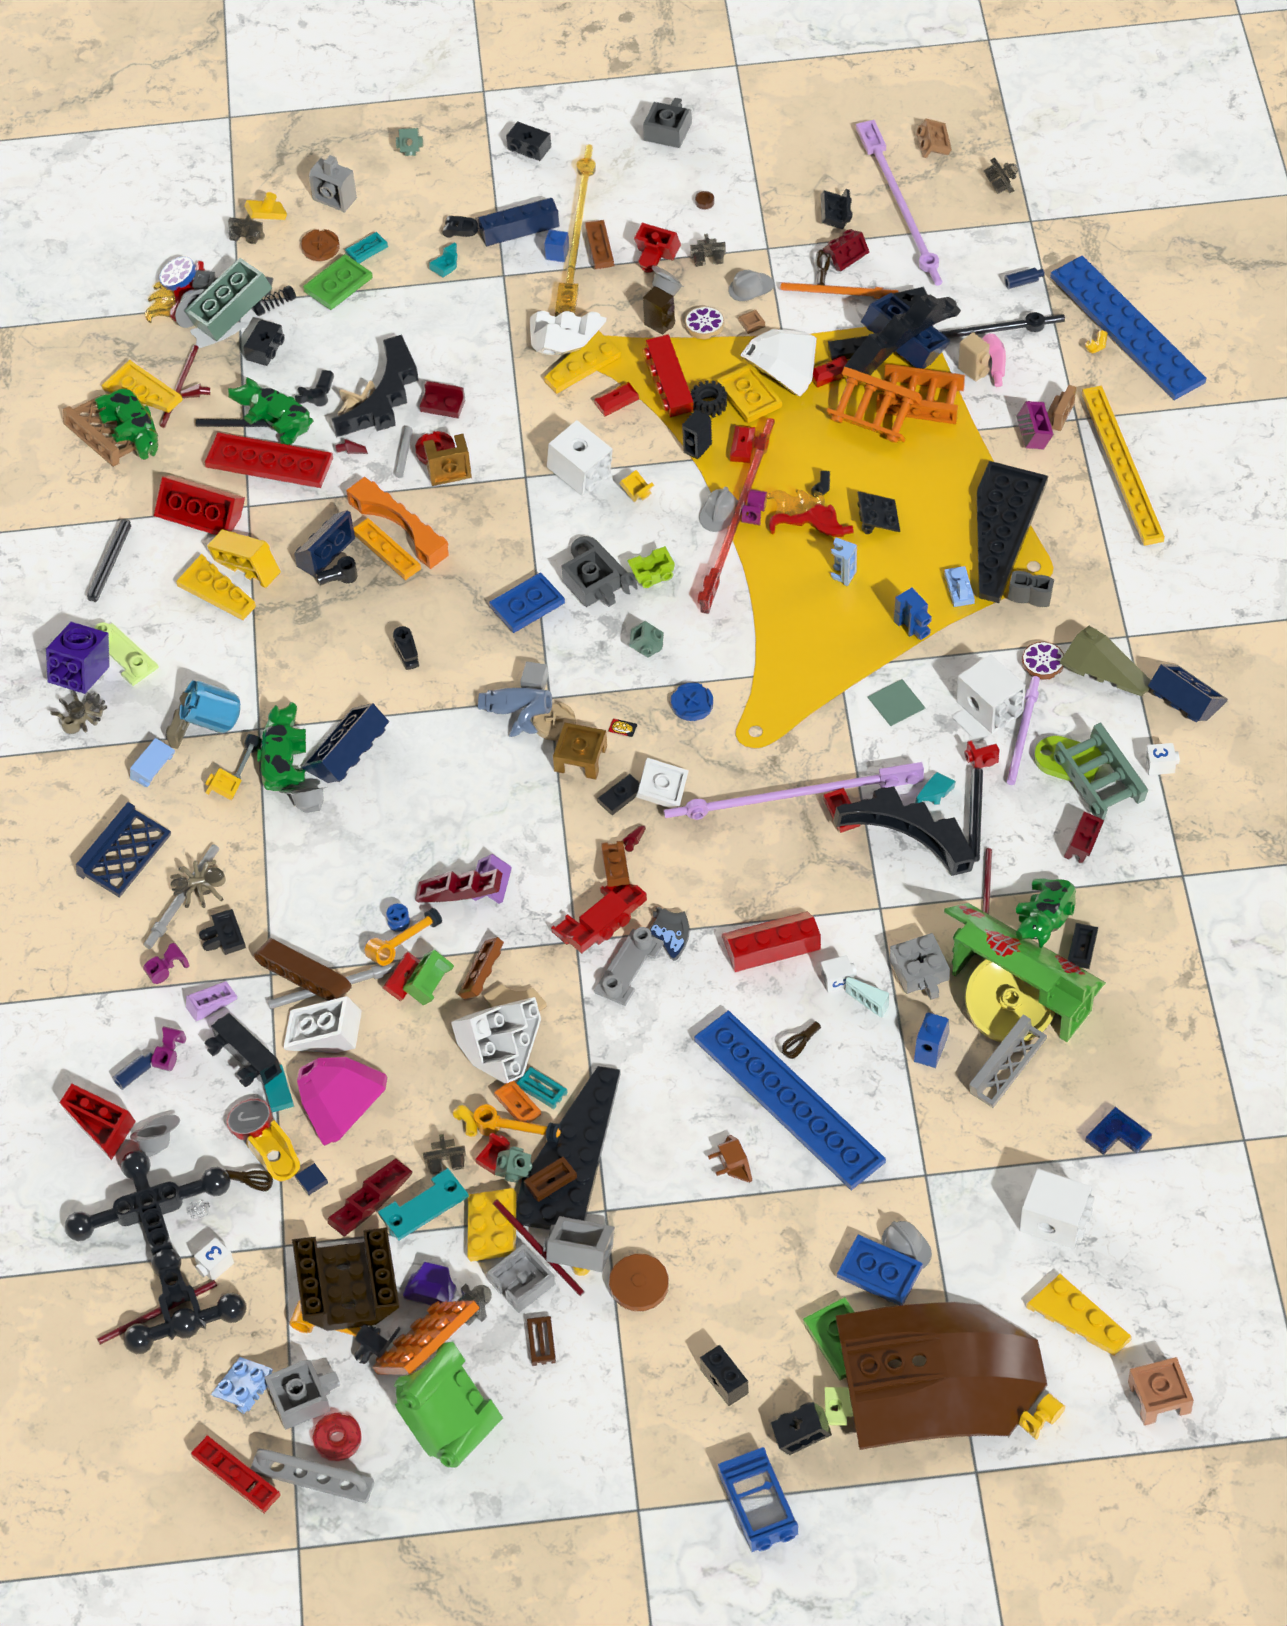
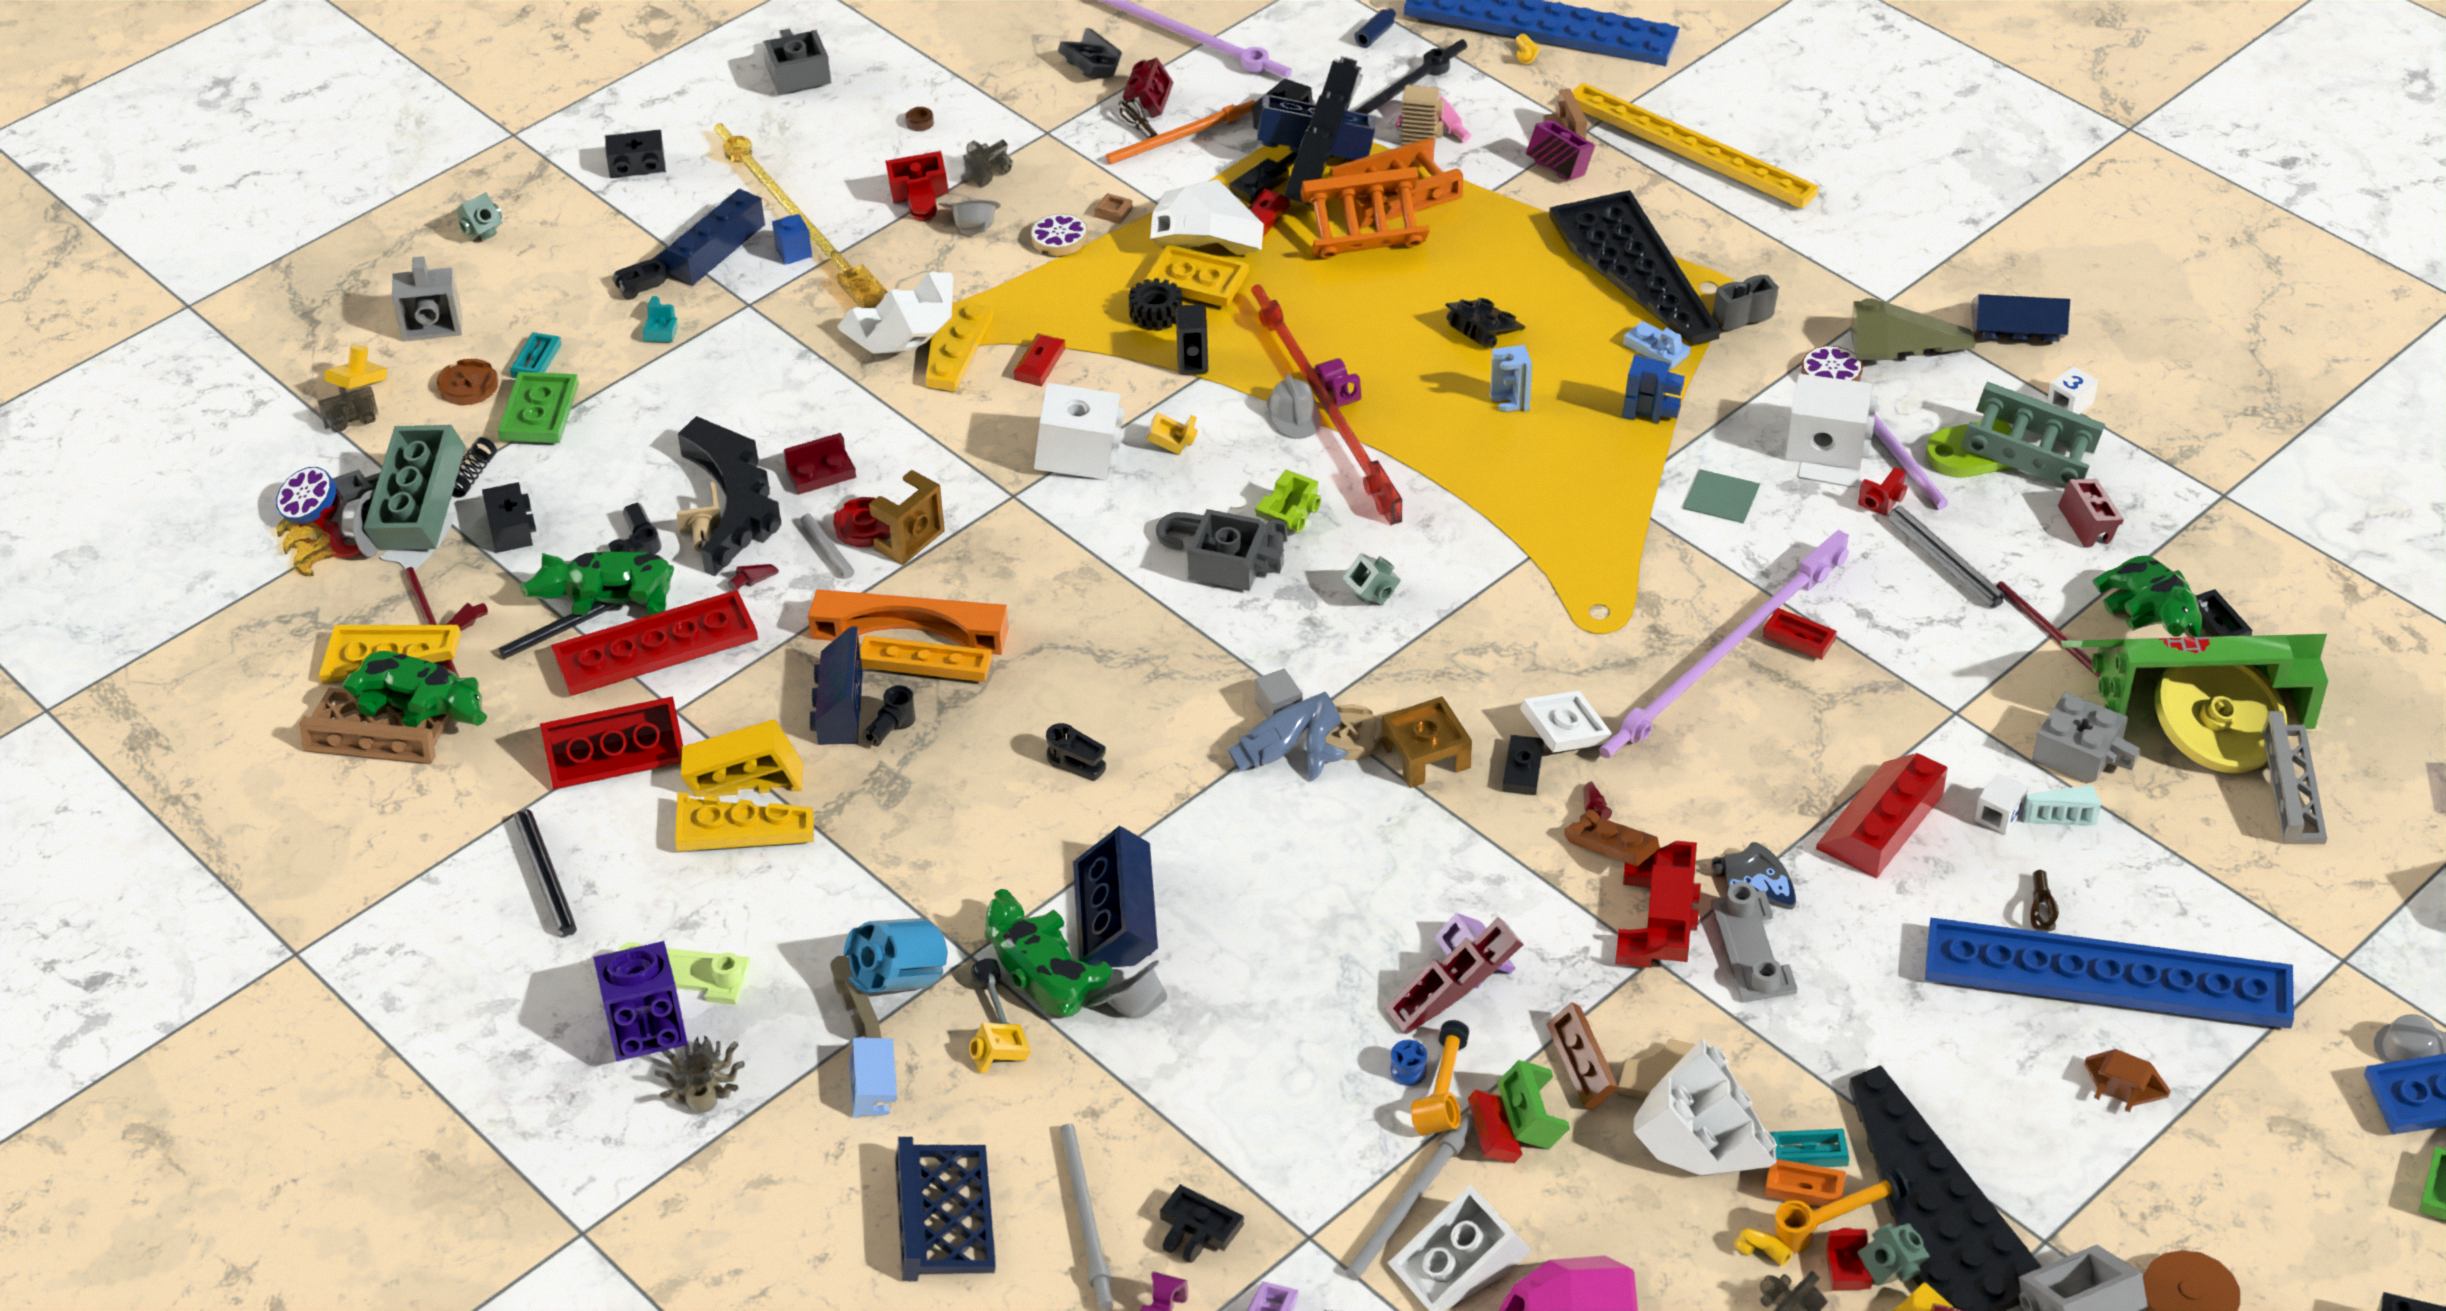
camera: 40 degrees left, 10 degrees down
(203, 881) = (1101, 1180): animal -> none
(302, 970) = (1361, 1199): reddish brown beam -> none
(527, 602) = (1173, 622): blue plate -> none
(559, 1171) = (1964, 1225): reddish brown piece -> none
(599, 244) = (842, 216): dark orange plate -> none
(622, 727) = (1447, 690): sticker -> none
(659, 310) = (1000, 240): dark brown brick -> none
(668, 376) = (1084, 300): red wedge -> none
(692, 702) = (1492, 620): blue tile -> none
(742, 450) = (1245, 330): red piece -> none
(749, 285) = (1069, 175): light grey piece -> none
(806, 510) = (1396, 358): piece -> none
(824, 484) = (1389, 325): black arm -> none
(887, 810) = (1943, 595): black arch -> none
(933, 1032) = (2190, 805): blue torso -> none
(936, 789) = (1875, 553): teal slope -> none

